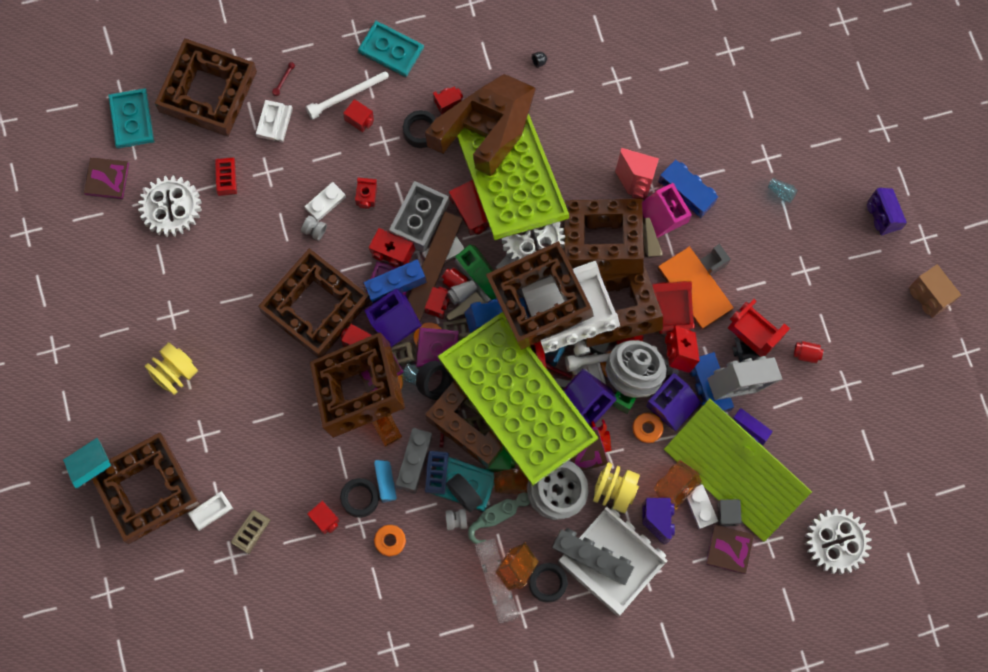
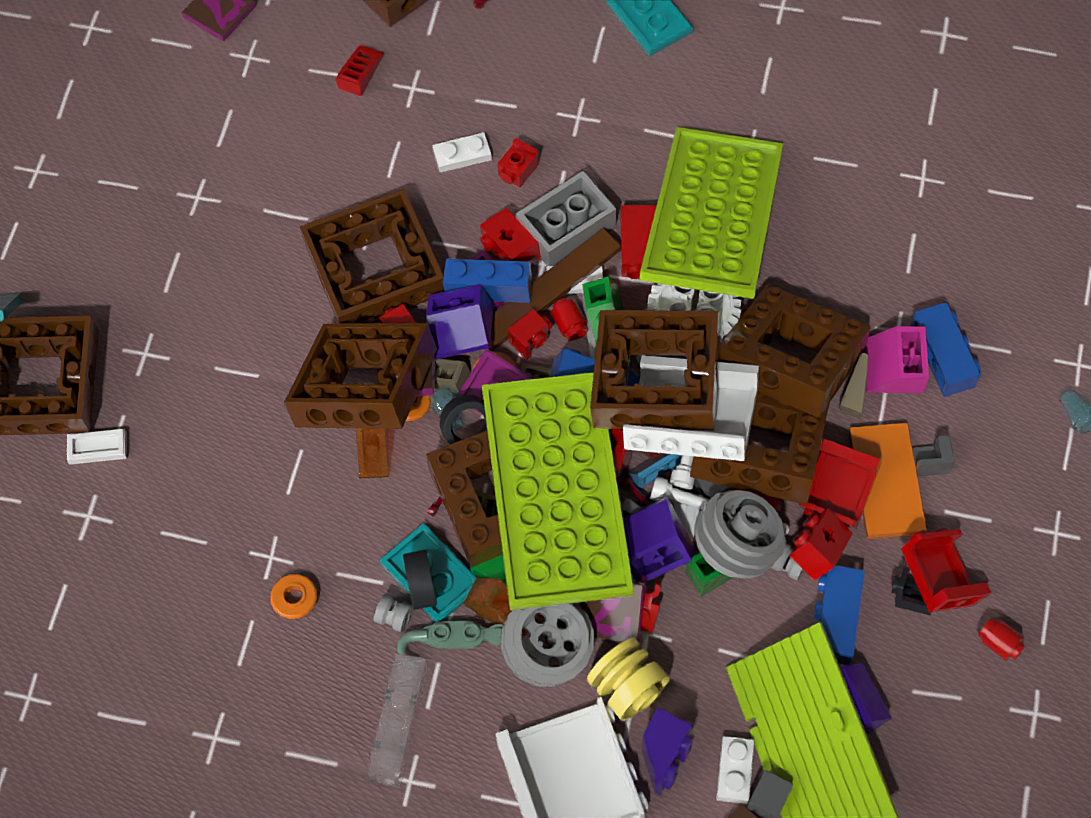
camera: 35 degrees right, 10 degrees down
(173, 366) = (152, 251): light yellow wheel -> none
(187, 202) = (271, 71): white gear -> none
(252, 542) = (115, 491): dark tan slope -> none
(274, 121) = (455, 32): white plate -> none
(313, 228) = (430, 177): light grey wheel -> none
(315, 109) = (513, 41): white piece -> none
(324, 518) = (227, 524): red brick -> none
(355, 483) = (281, 502): black tyre -> none
(358, 115) = (562, 71): red brick -> none
(385, 481) = (332, 518): dark azure slope -> none
(412, 117) = (625, 104): black tyre -> none
(414, 461) = (382, 511): dark grey brick -> none
(439, 455) = (401, 524): dark blue slope -> none
(447, 99) = (686, 102): red brick -> none
(459, 310) = (546, 356): dark tan slope -> none
(461, 292) = (566, 332): light grey cone -> none
(494, 112) = (732, 141): reddish brown wedge -> none
(517, 567) = (433, 712): clear orange brick -> none
(539, 59) = (832, 106): black hinge -> none
(563, 582) = (467, 735): black tyre -> none
(593, 557) = (542, 752): dark grey brick -> none
(636, 172) = (883, 290): coral slope -> none
(650, 418) = (724, 614): orange piece -> none
(673, 402) = (771, 608): dark purple slope -> none
(678, 483) = (718, 720): clear orange brick -> none
(744, 377) = (886, 621): light grey brick -> none

